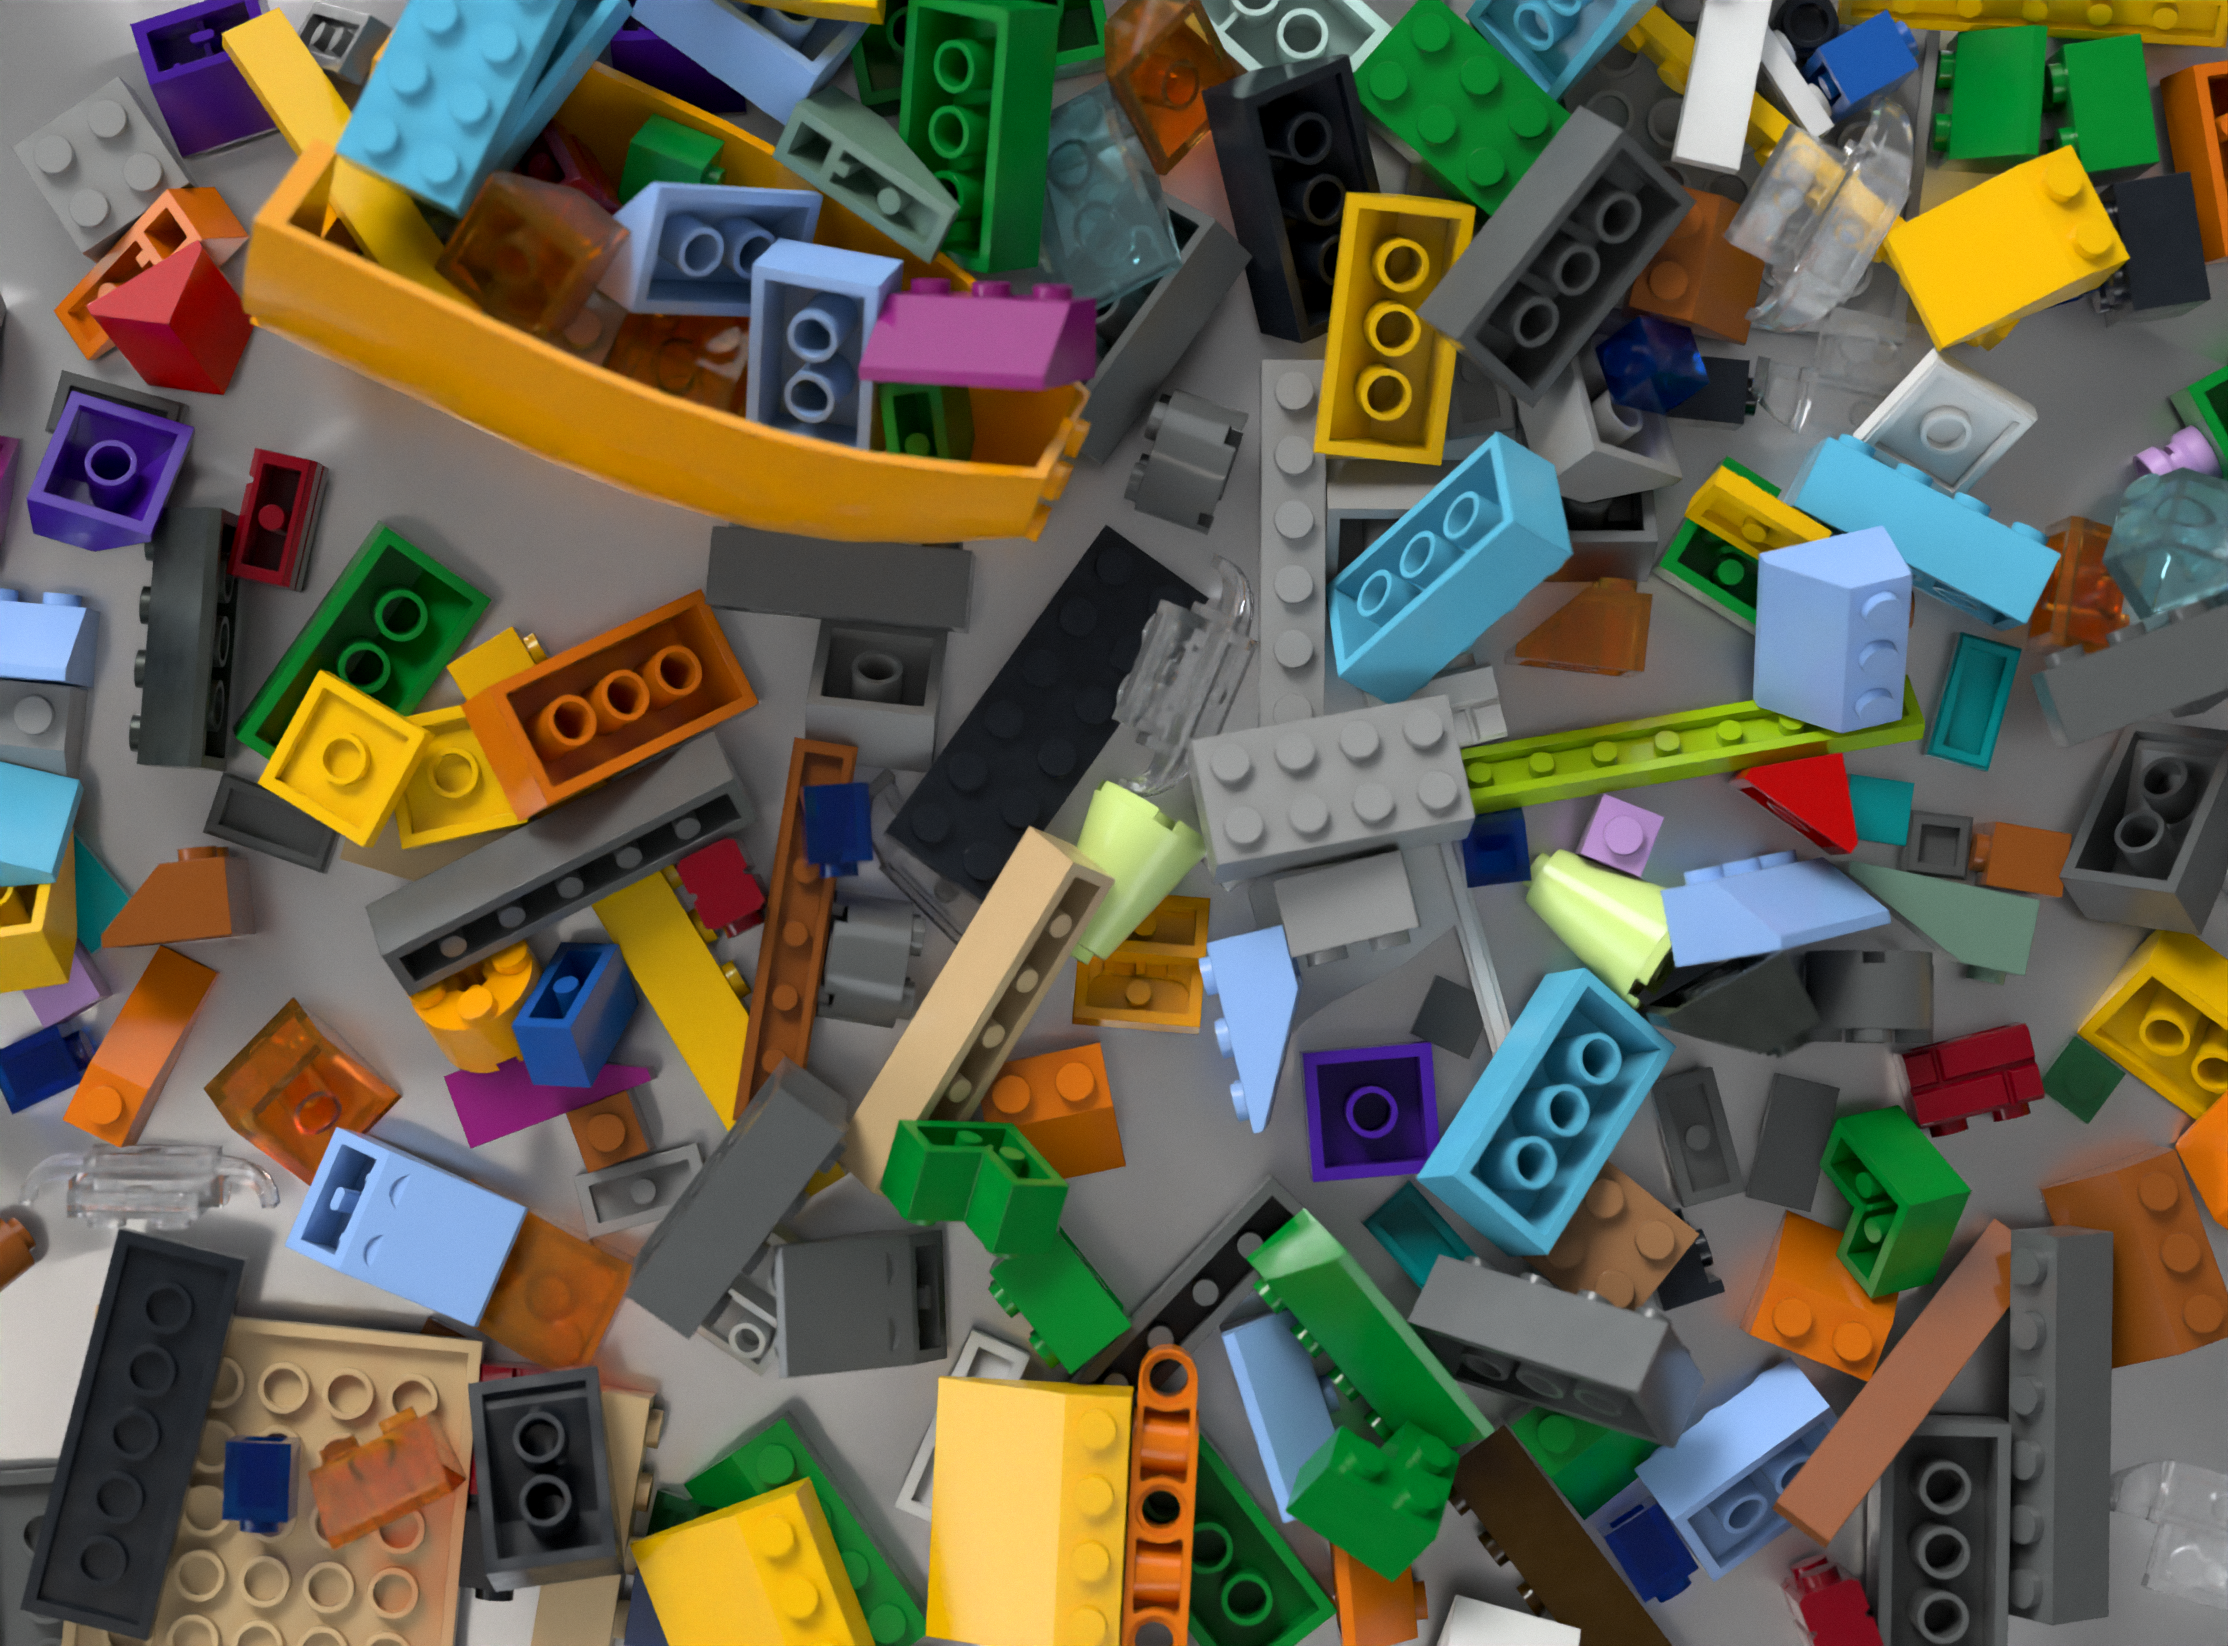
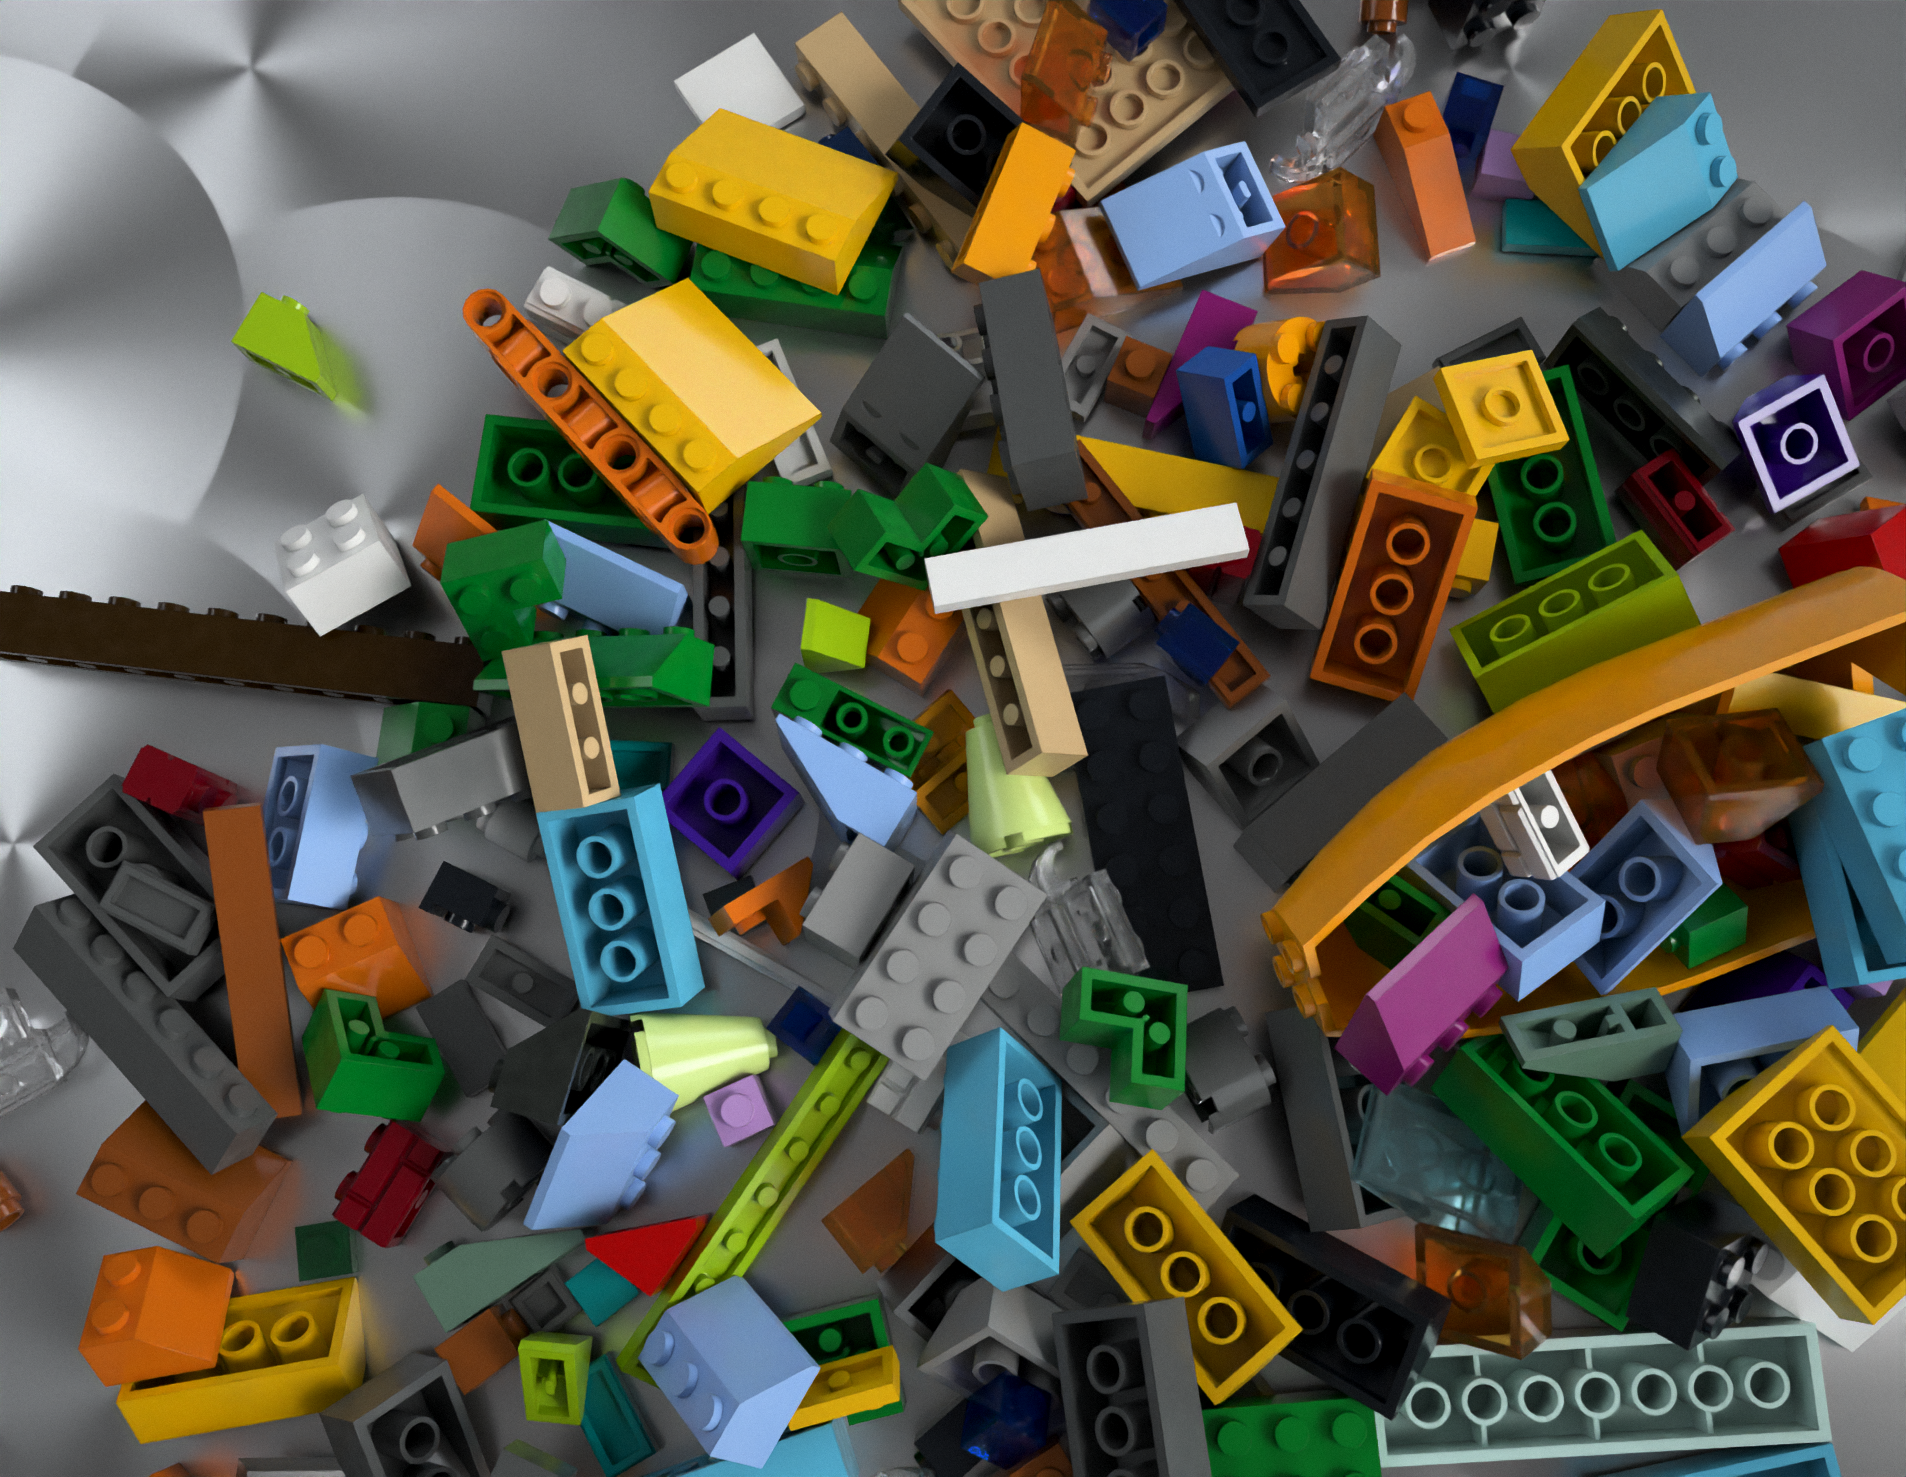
camera: 140 degrees right, 10 degrees down
(187, 901) = (1491, 264): dark orange slope -> none
(496, 512) = (1575, 620): none -> lime brick
(577, 1383) = (1015, 206): none -> light orange brick
(749, 371) = (1535, 830): none -> white brick
(855, 994) = (1086, 558): none -> white tile
(1130, 1161) = (833, 638): none -> lime slope
(1190, 1072) = (853, 719): none -> green slope
(1221, 557) = (1140, 1023): none -> green brick
(1411, 984) = (774, 900): none -> orange slope
(1453, 1302) = (561, 724): none -> tan brick
(1616, 1243) = (503, 867): medium nougat plate -> none
(1649, 1551) = (327, 721): clear blue brick -> none
(1945, 1510) = (159, 908): none -> dark grey tile
(1983, 774) = (555, 1376): none -> lime slope

